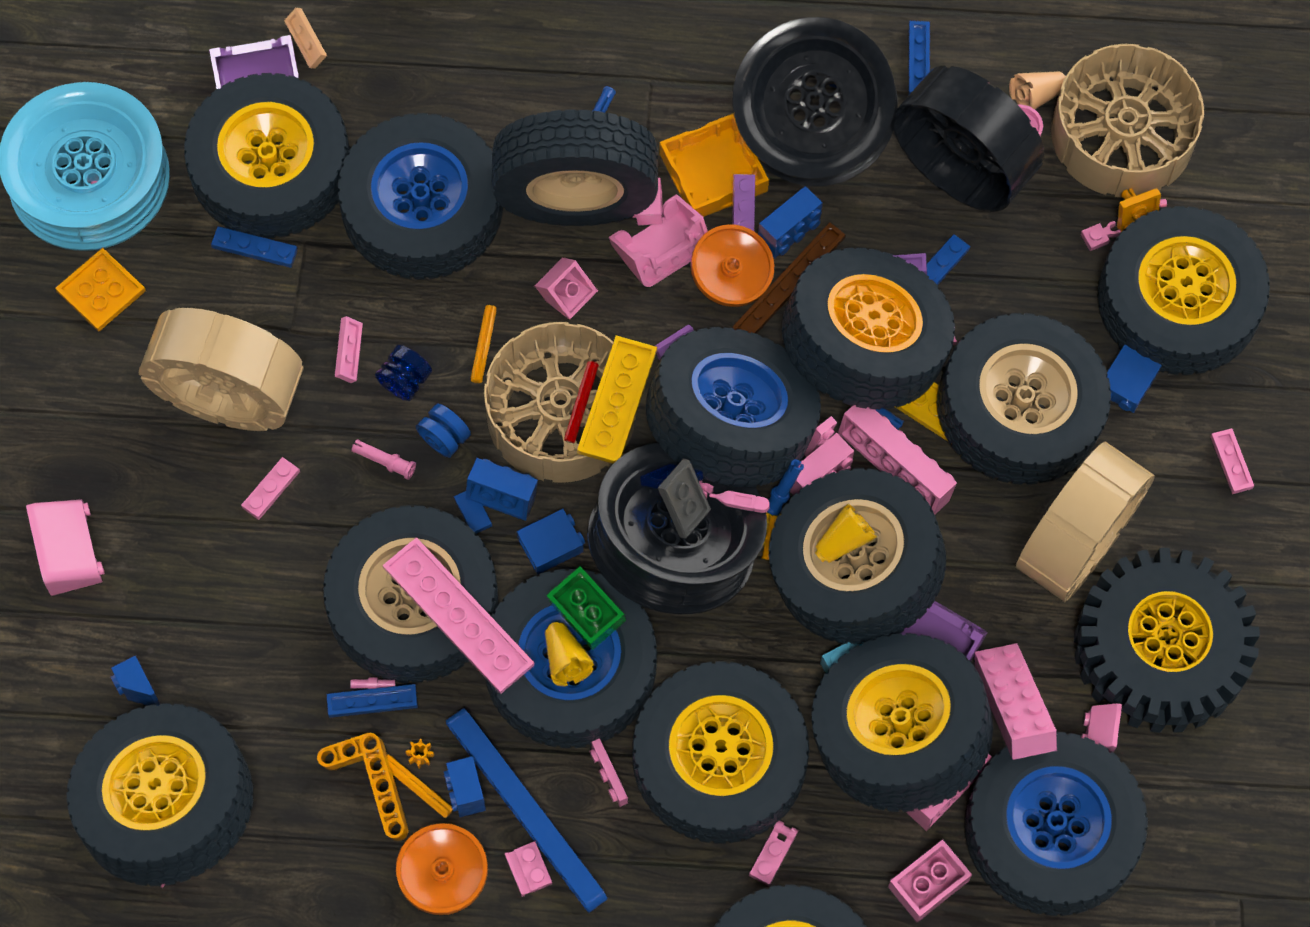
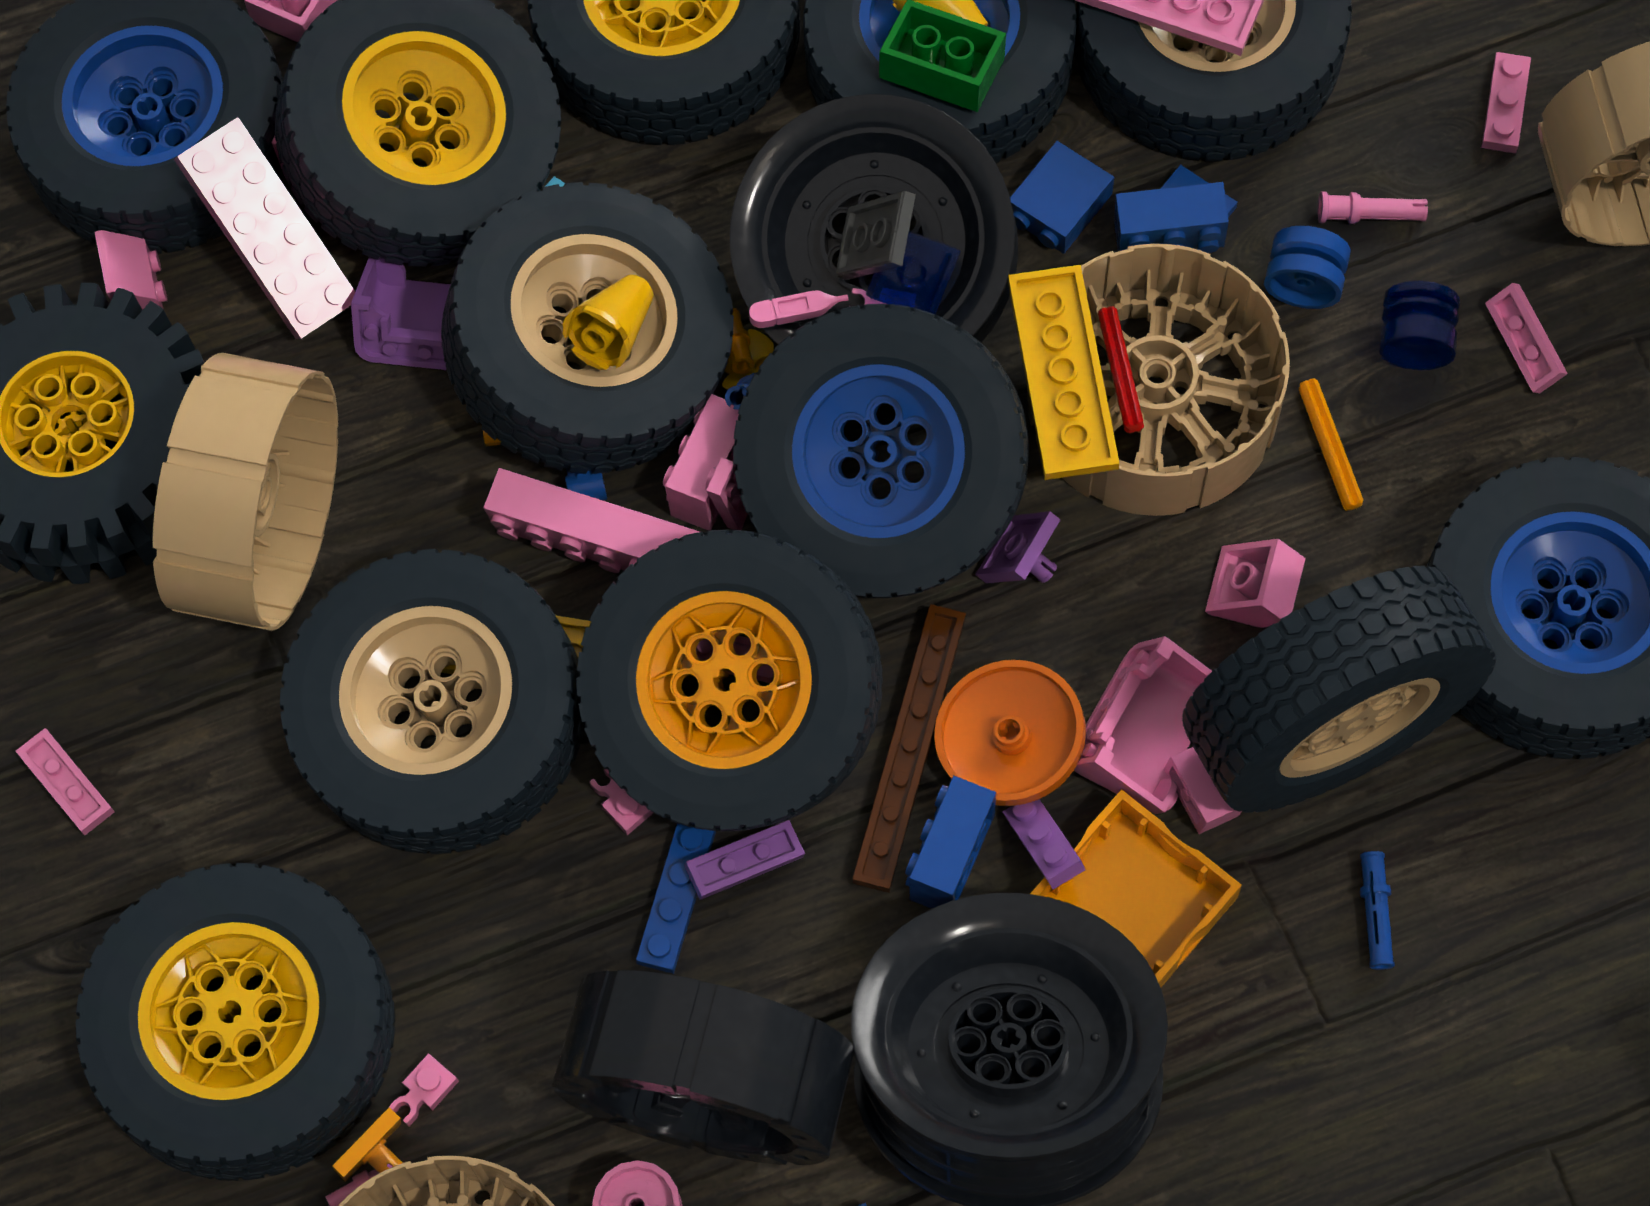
camera: 160 degrees right, 0 degrees up
(1131, 378) = (282, 831): blue brick -> none

